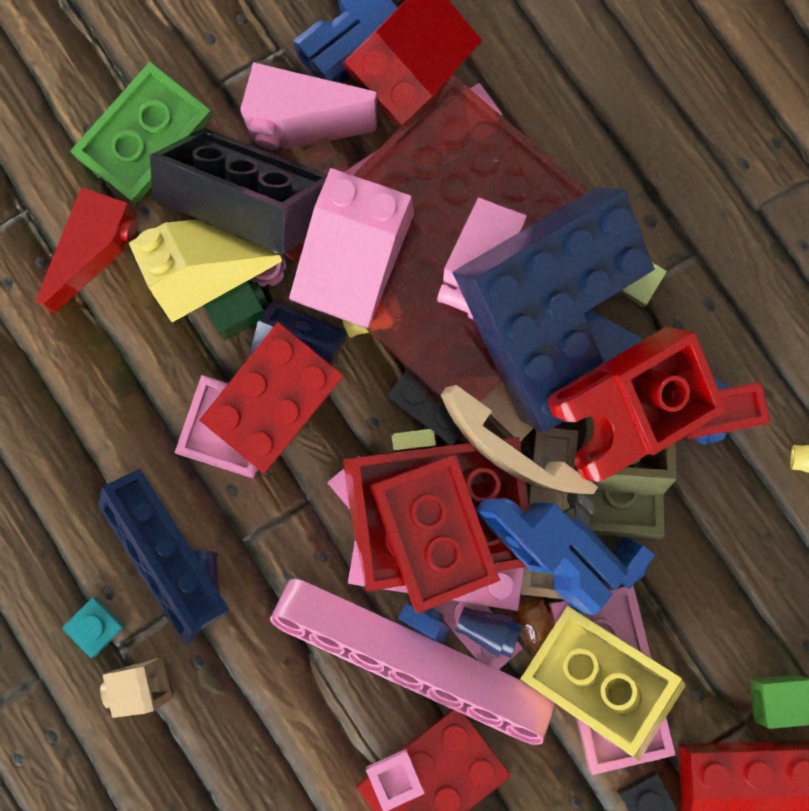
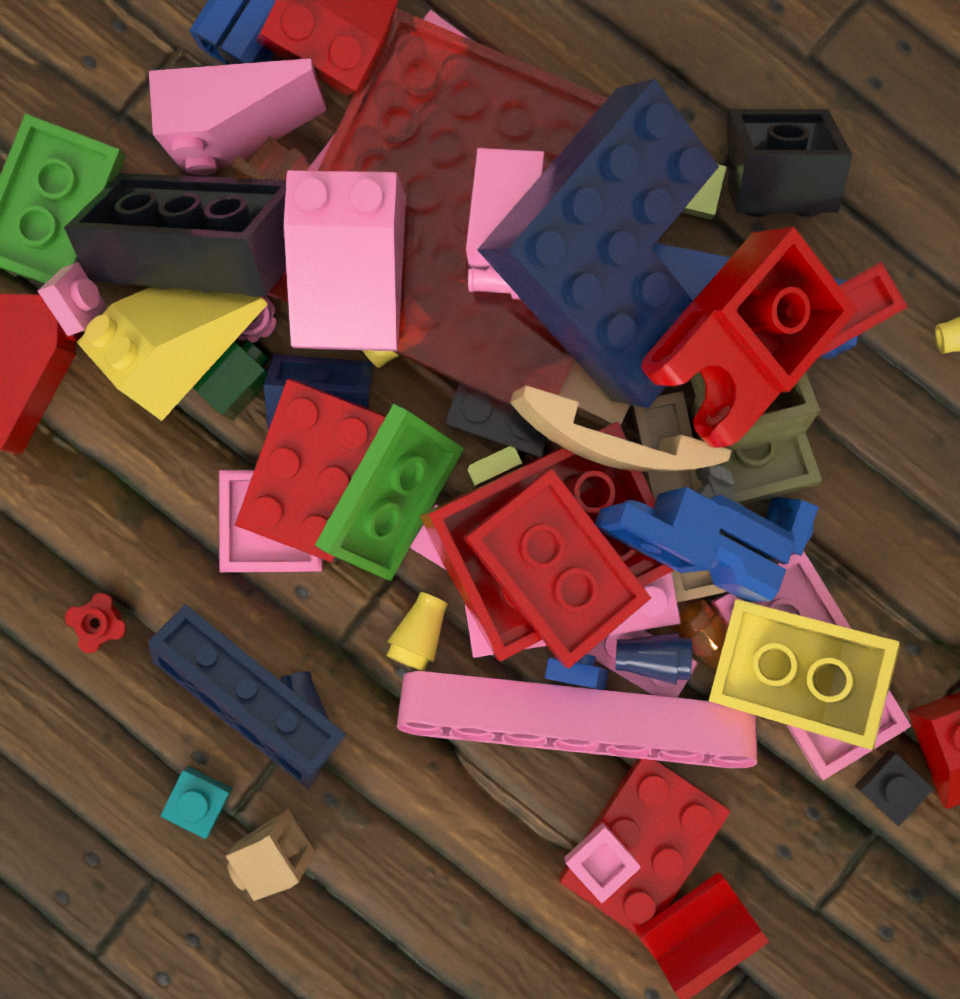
camera: 15 degrees left, 5 degrees up
(77, 460) = (110, 620): none -> red plate
(136, 209) = (72, 298): none -> bright pink plate
(311, 552) = (418, 634): none -> light yellow cone
(324, 434) = (388, 493): none -> bright green plate
(713, 282) = (786, 161): none -> black slope

